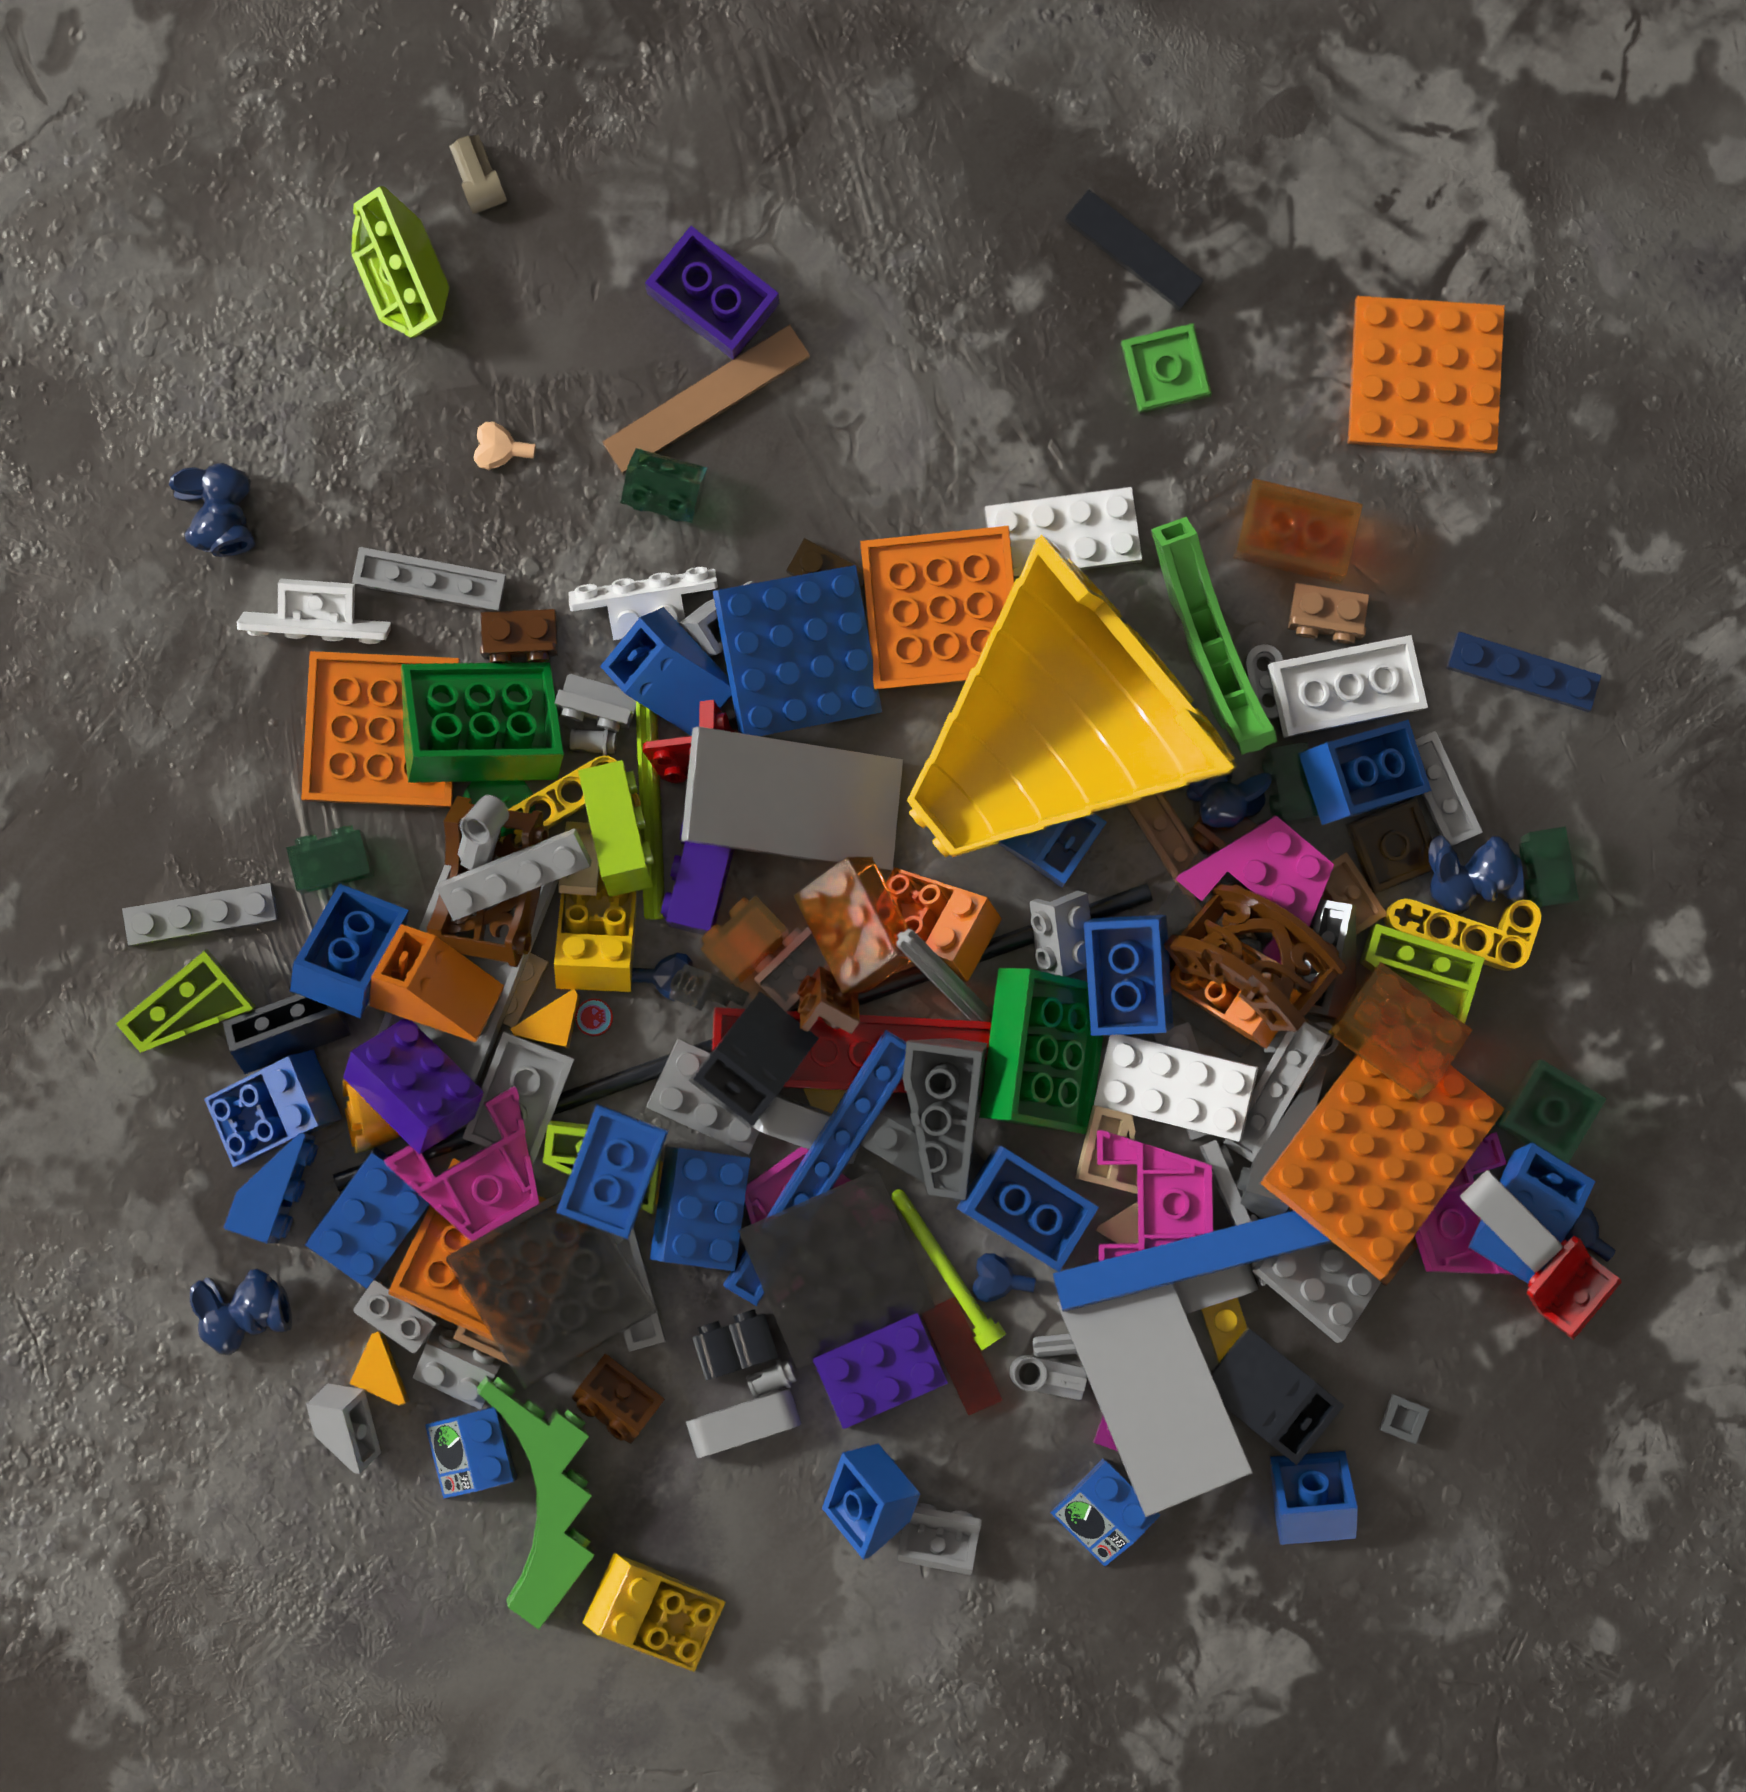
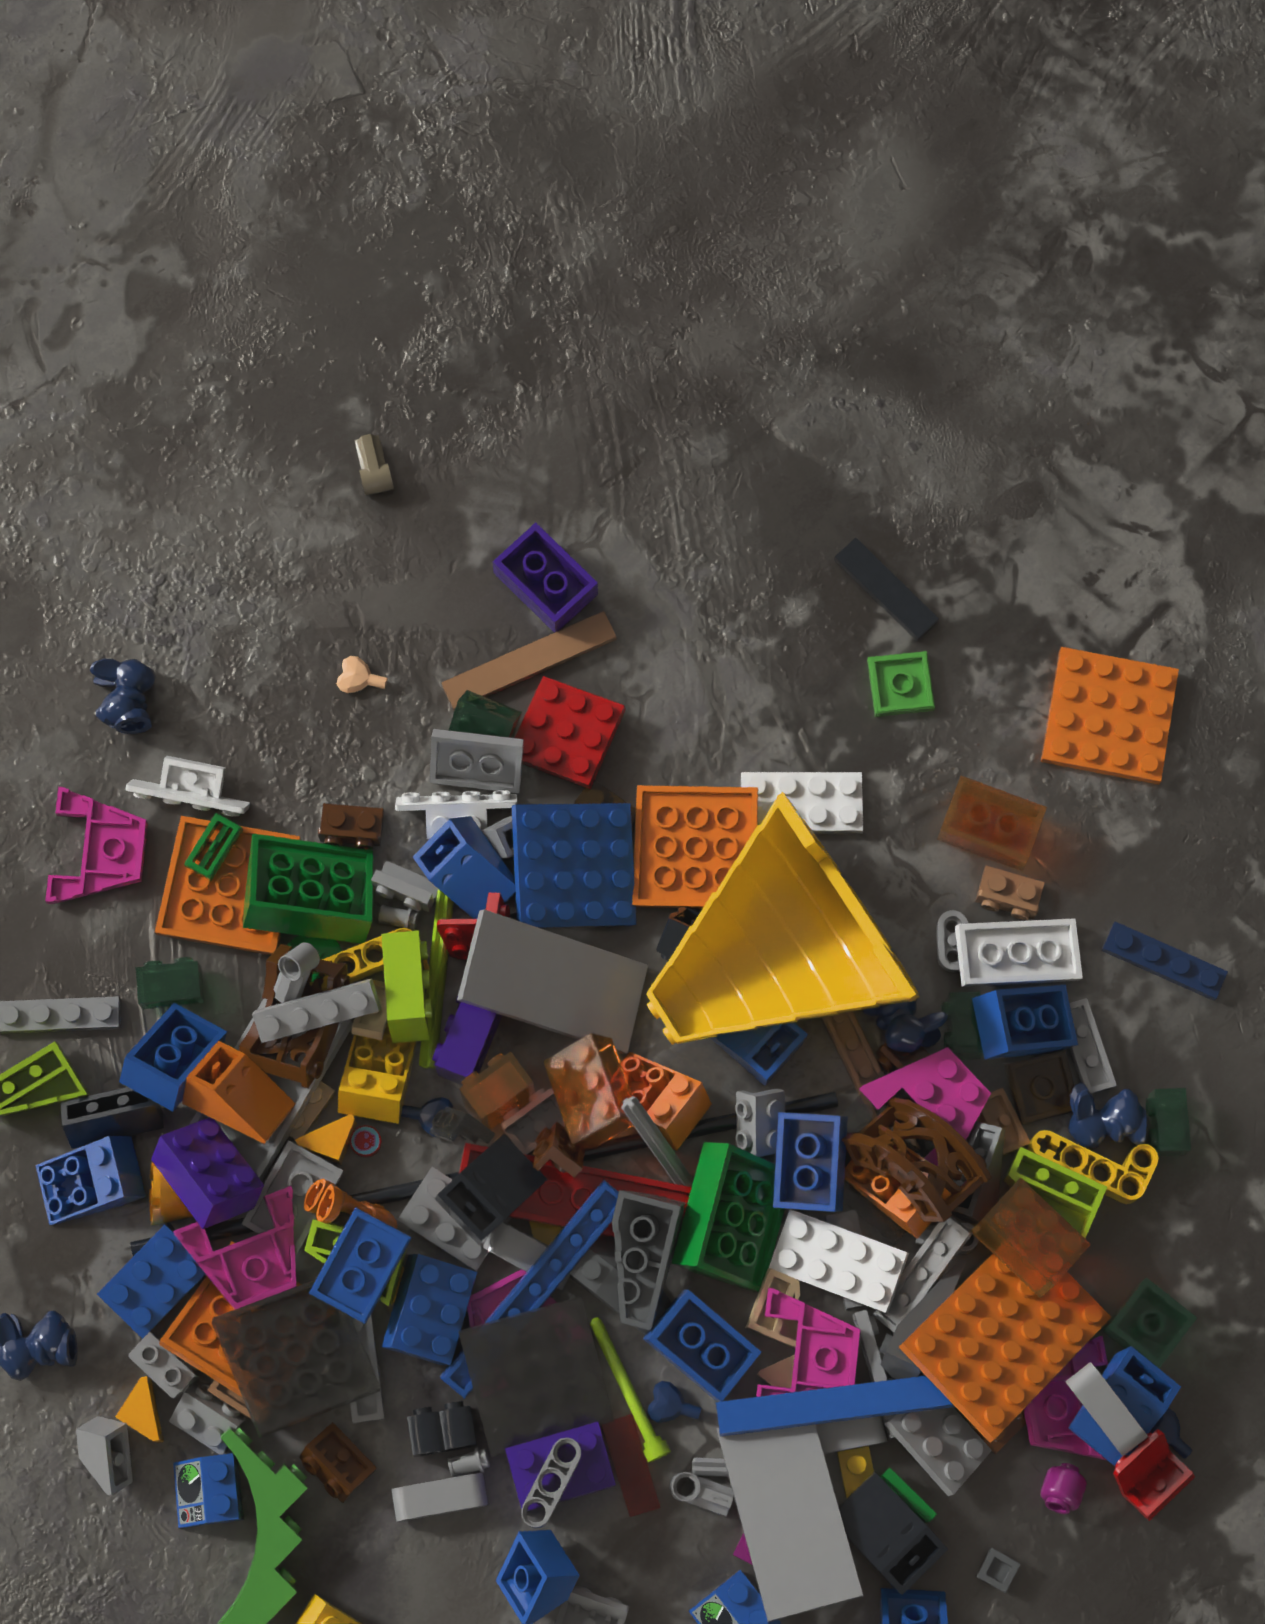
camera: 10 degrees right, 10 degrees down
(231, 704) = (110, 851): none -> dark pink wing
(265, 1200) = (73, 1250): blue slope -> none
(344, 714) = (200, 869): none -> green tile
(397, 264) = (299, 523): lime wedge -> none
(429, 579) = (286, 772): light grey plate -> none
(566, 1099) = (328, 1201): none -> orange piece
(660, 536) = (476, 760): none -> light grey plate
(765, 484) = (568, 731): none -> red plate
(873, 1413) = (551, 1466): none -> light grey beam
(933, 715) = (675, 930): none -> black brick
(1208, 637) = (908, 896): bright green arch -> none
(1289, 1348) = (913, 1501): none -> green tile
(1470, 1315) = (1063, 1488): none -> magenta head

